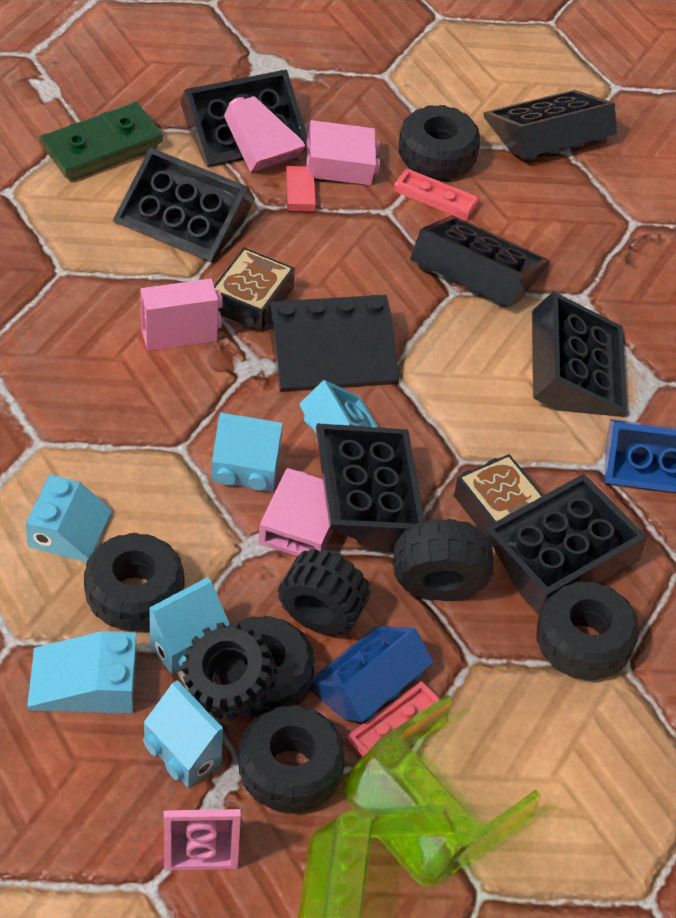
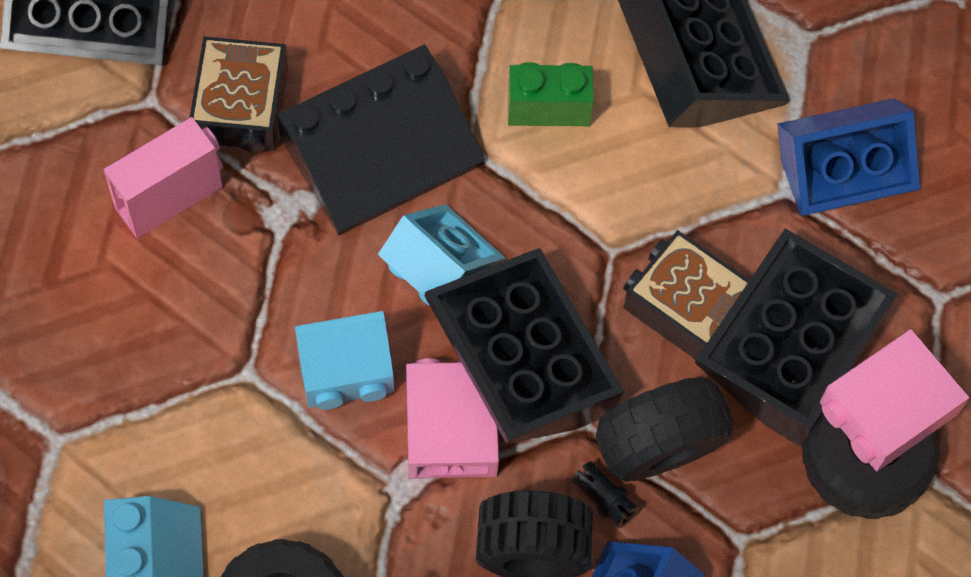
camera: 20 degrees left, 15 degrees up
(389, 598) = (605, 494): none -> black pin
(459, 354) = (550, 95): none -> green brick
(611, 592) = (893, 400): none -> bright pink brick

